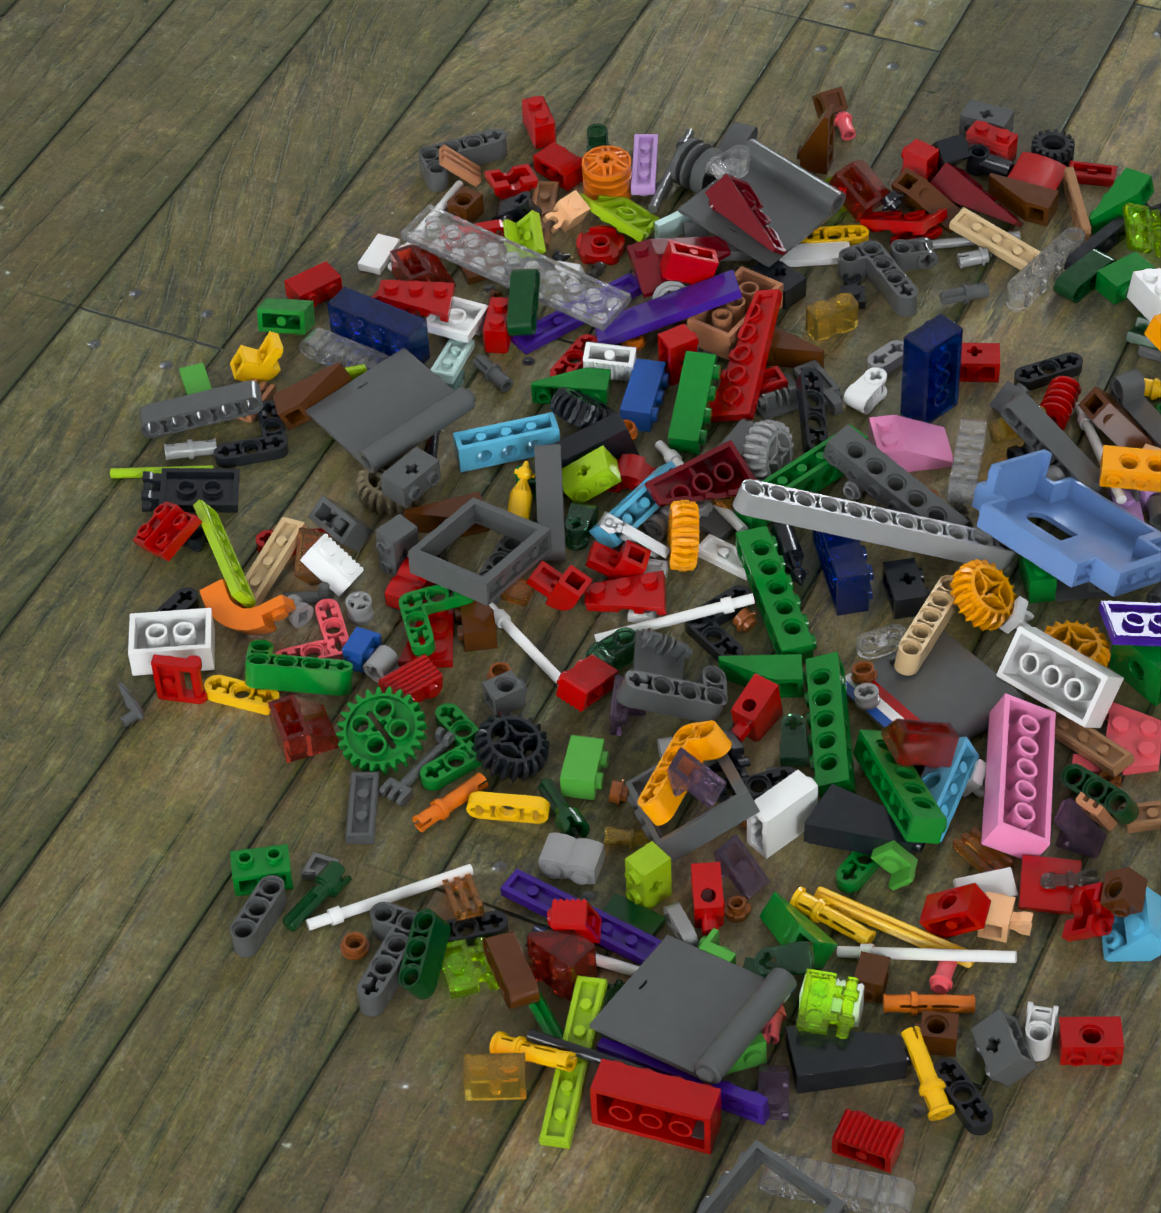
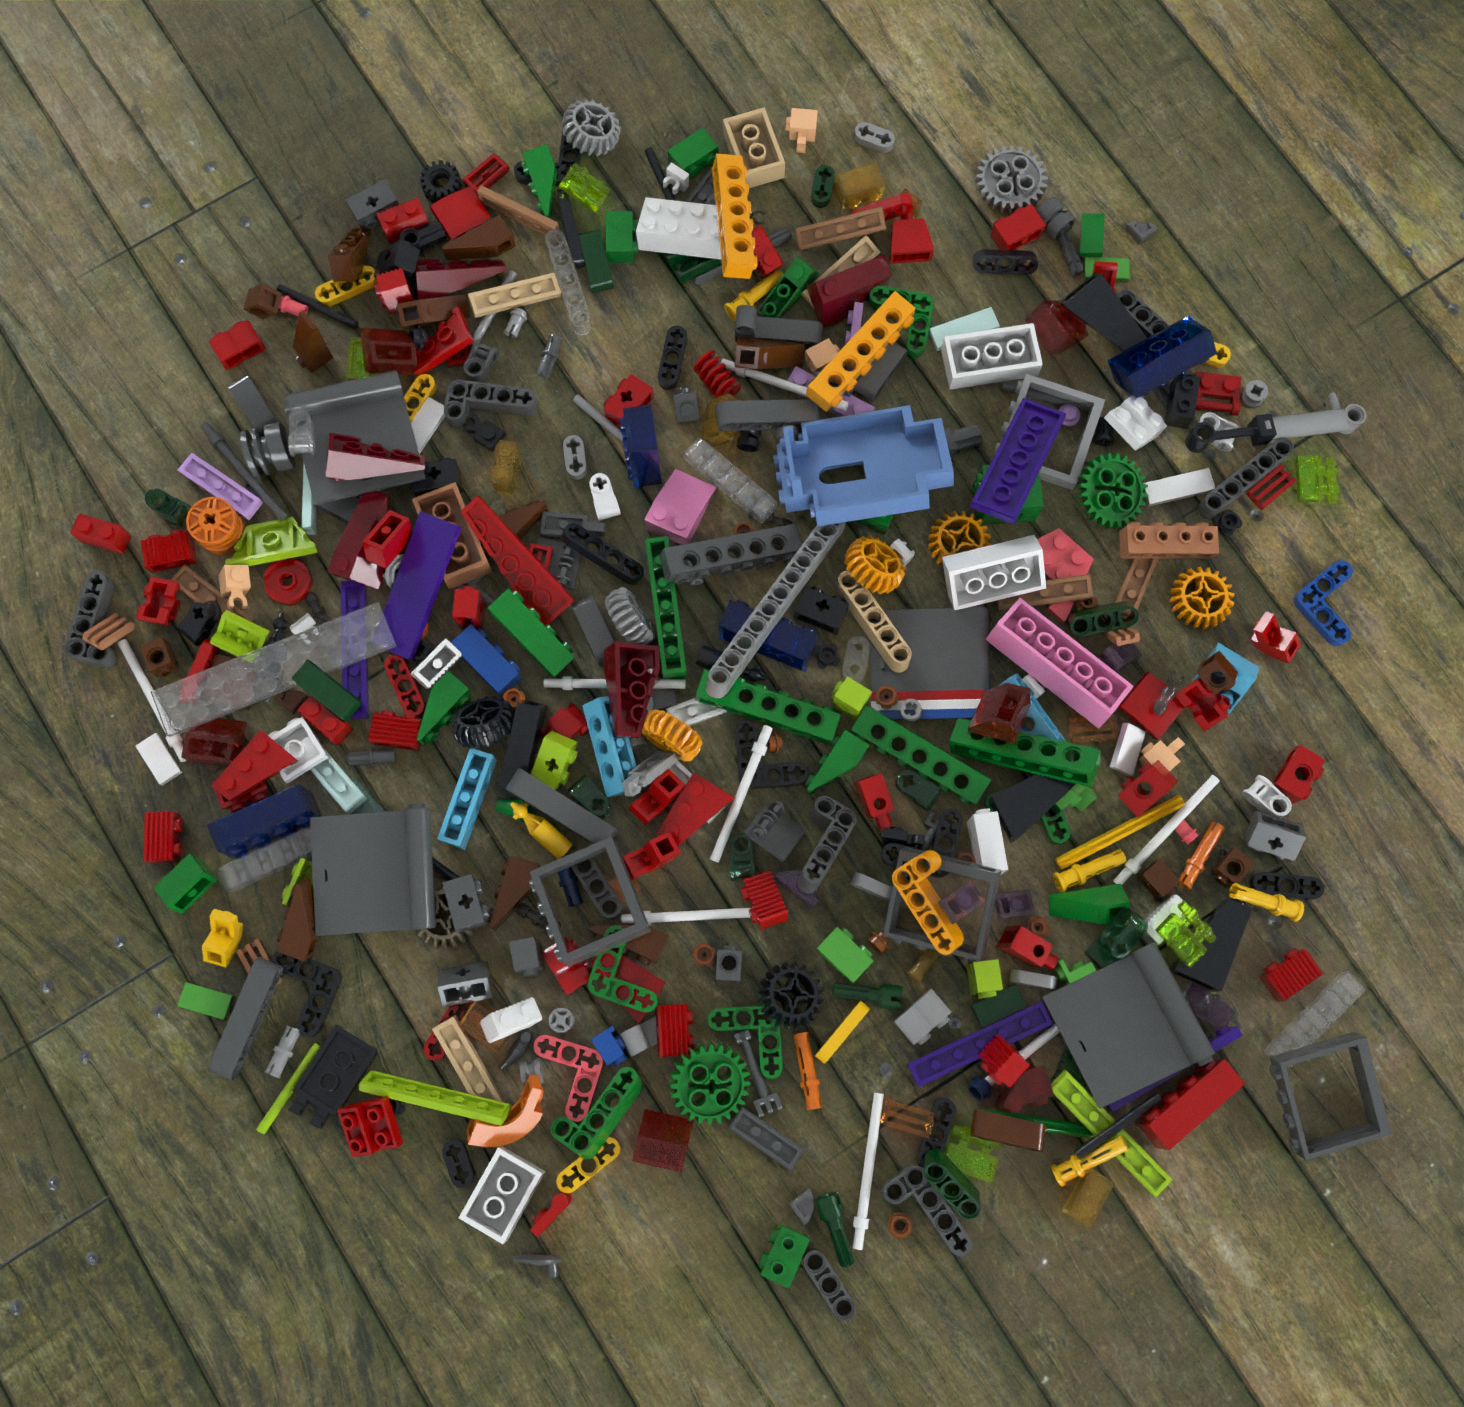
camera: 60 degrees left, 30 degrees up
(477, 561) = (570, 887): none -> dark blue pin
(525, 367) = (395, 731): none -> red brick
(777, 111) = (236, 344): none -> red brick
(836, 636) = (850, 698): none -> lime brick
(861, 137) = (344, 319): none -> black bar
(865, 617) = (831, 650): none -> black plate
(883, 142) = (344, 295): none -> yellow beam
(914, 124) = (349, 255): none -> reddish brown slope

